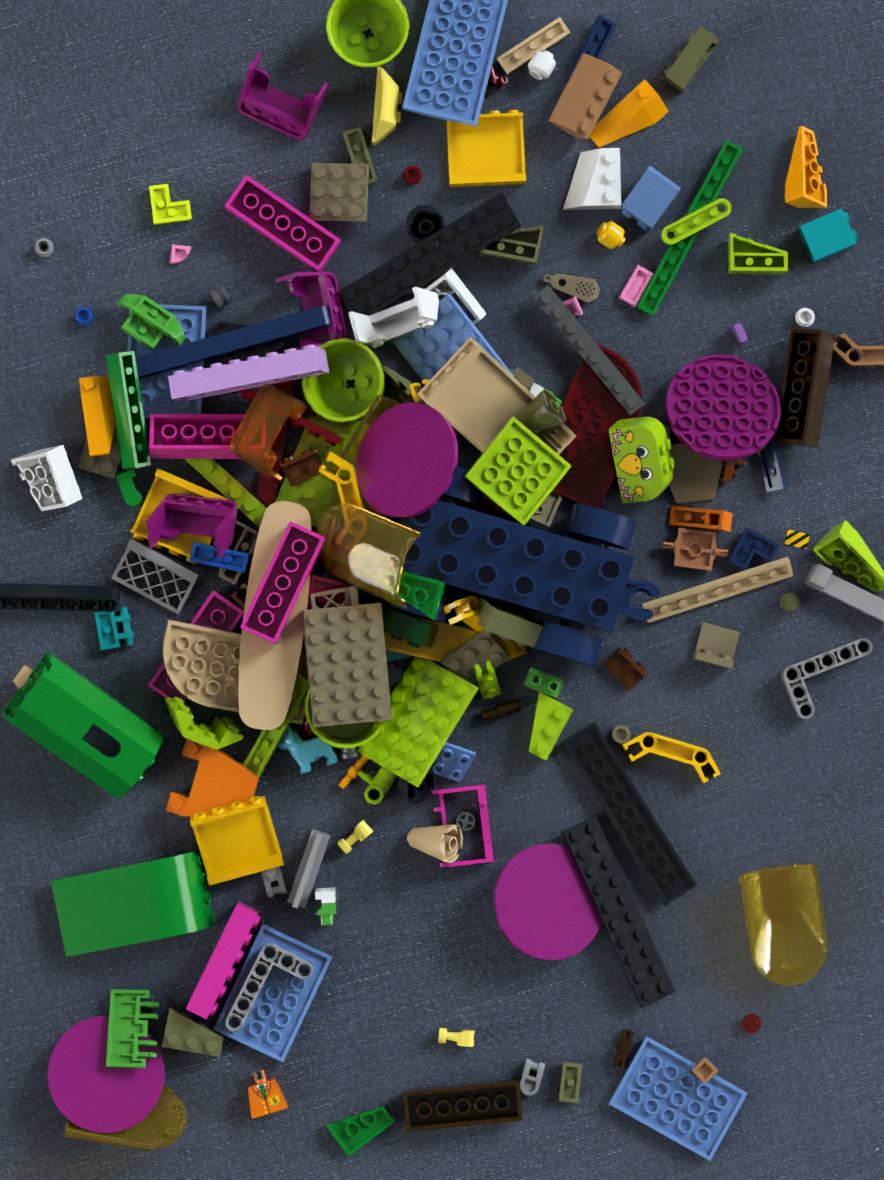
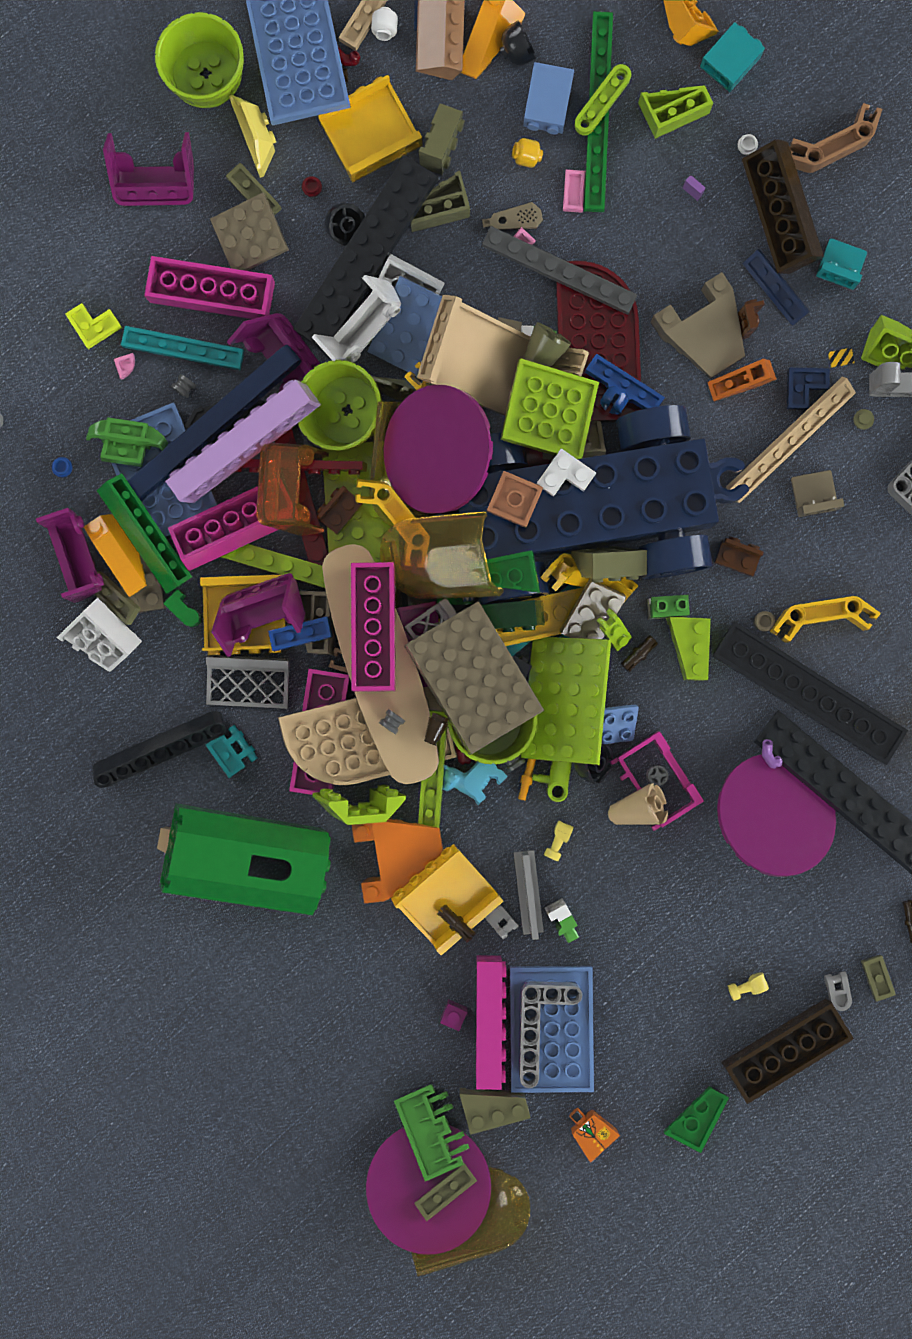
camera: 15 degrees left, 0 degrees up
(59, 399) = (73, 554): none -> magenta windscreen
(76, 450) = (117, 601): none -> olive plate
(118, 1083) = (445, 1192): none -> olive plate
(133, 904) = (377, 1009): green panel -> none
(195, 941) = (453, 1015): none -> magenta brick
(235, 262) = (182, 348): none -> teal plate
(235, 864) = (456, 923): none -> dark brown pin
(261, 668) = (392, 721): none -> dark grey wheel
(295, 691) = (436, 726): none -> dark brown cone
(449, 533) = (514, 499): none -> nougat plate
(504, 527) = (565, 468): none -> white plate
(543, 188) = (441, 139): none -> olive wedge
(566, 849) = (767, 747): none -> medium lavender arm
(593, 477) = (621, 387): none -> blue plate
(596, 181) = (489, 108): white wedge -> none
(641, 458) = (661, 345): lime brick -> none
(647, 138) = (517, 45): none -> black cylinder
(695, 549) = (750, 412): nougat plate -> none
(722, 407) = (714, 263): magenta tile -> none
(835, 458) = (842, 264): none -> teal bracket

